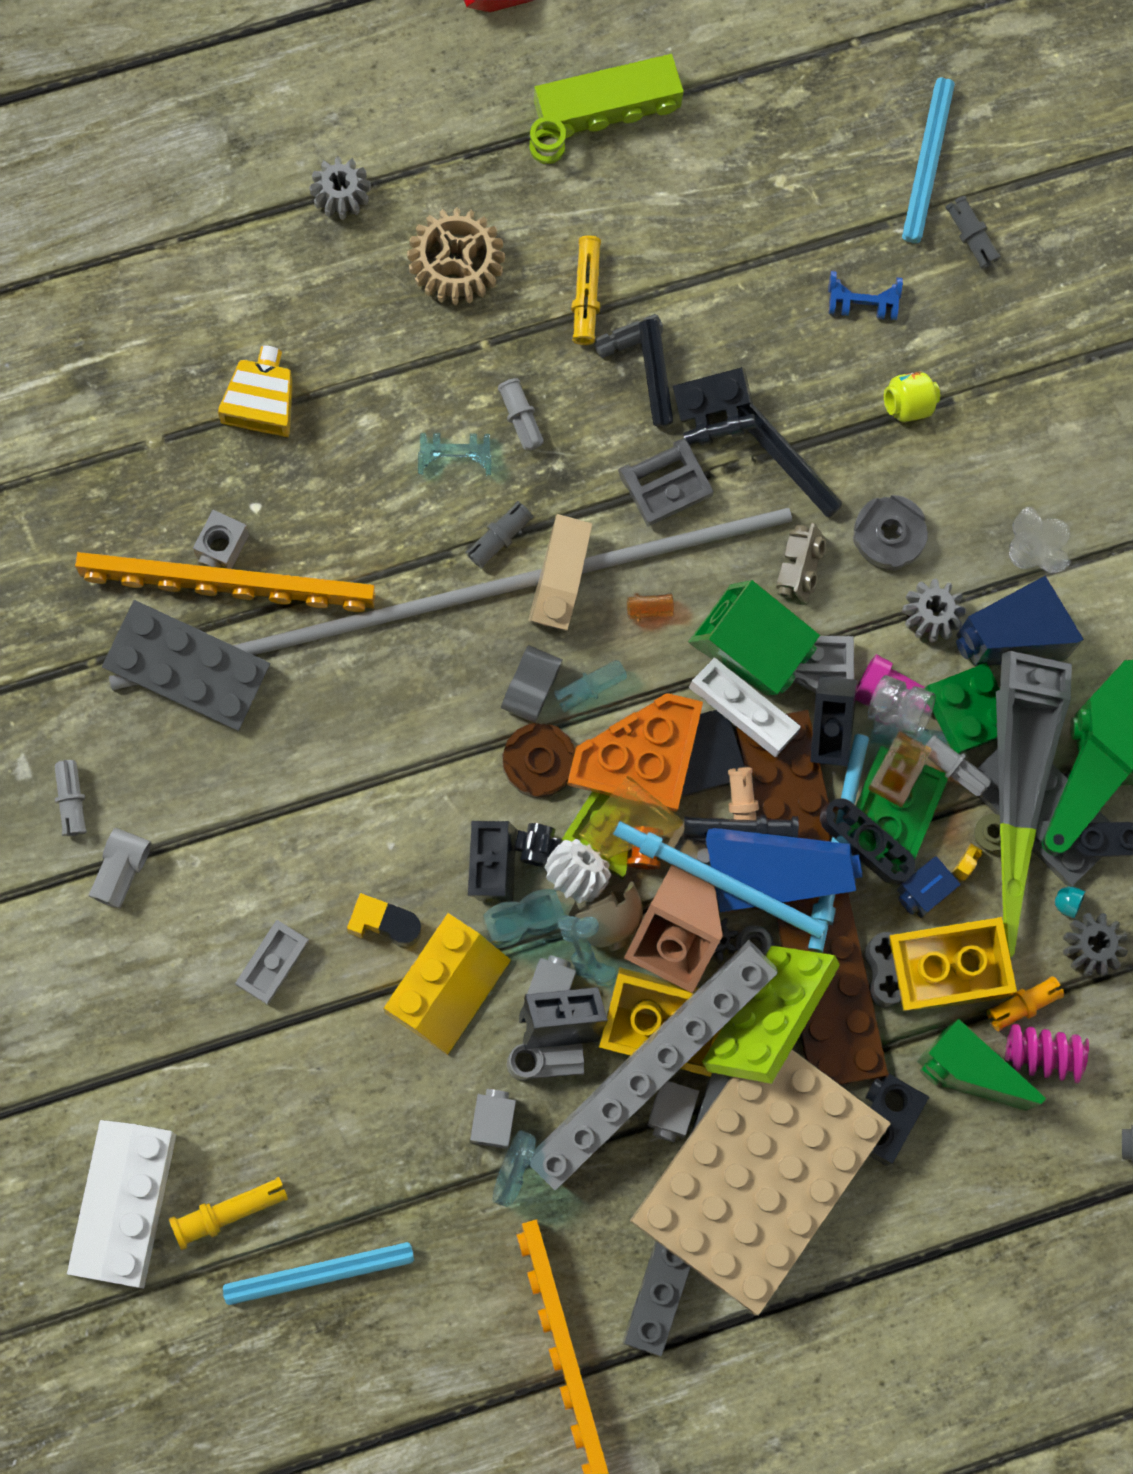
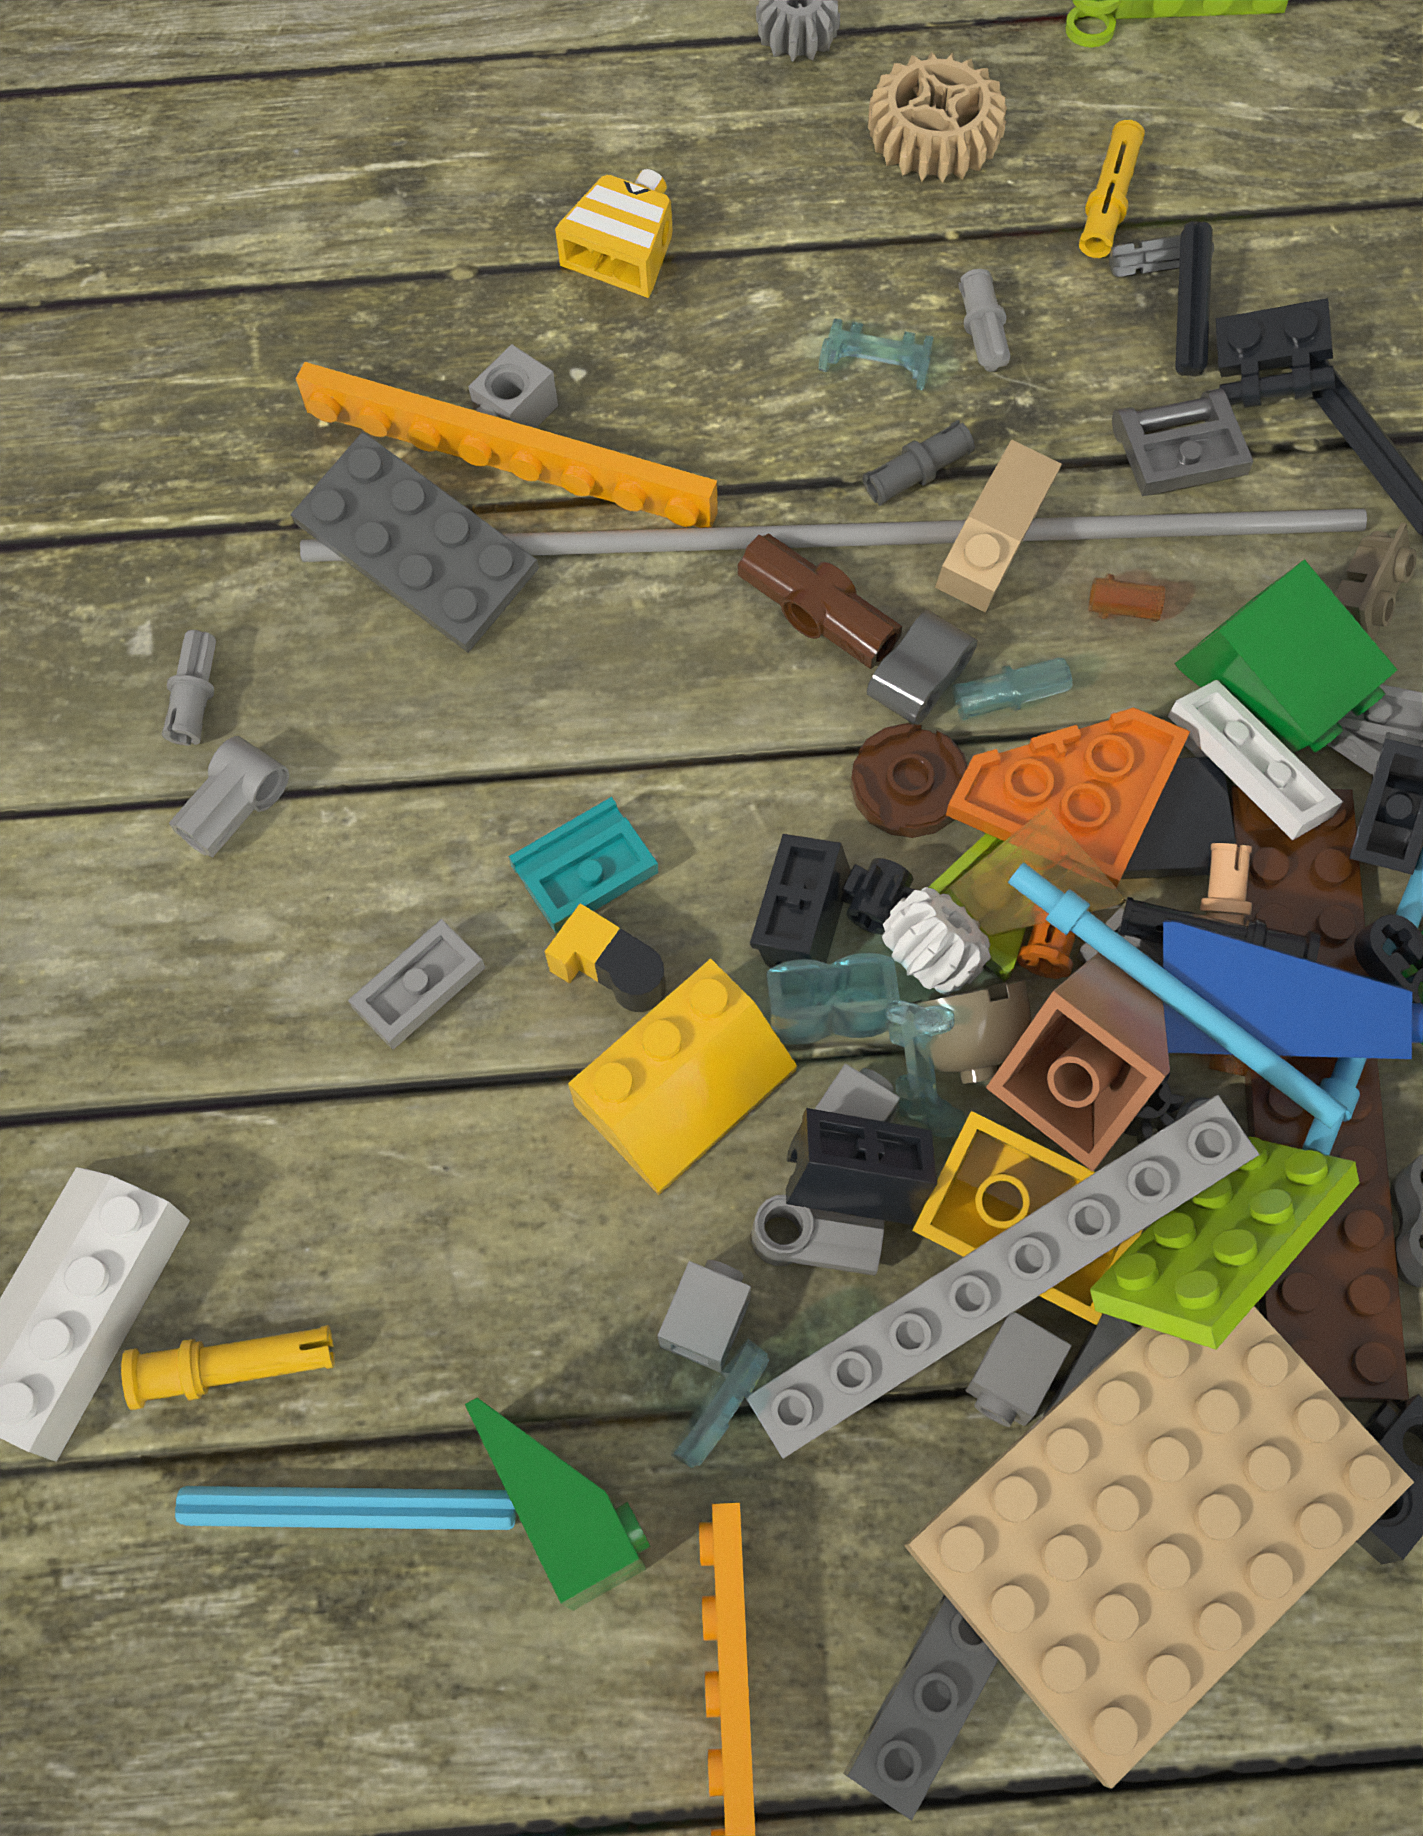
camera: 25 degrees right, 10 degrees down
(353, 863) = (584, 863): none -> teal plate
(446, 1249) = (568, 1518): none -> green slope
(456, 650) = (819, 600): none -> reddish brown piece

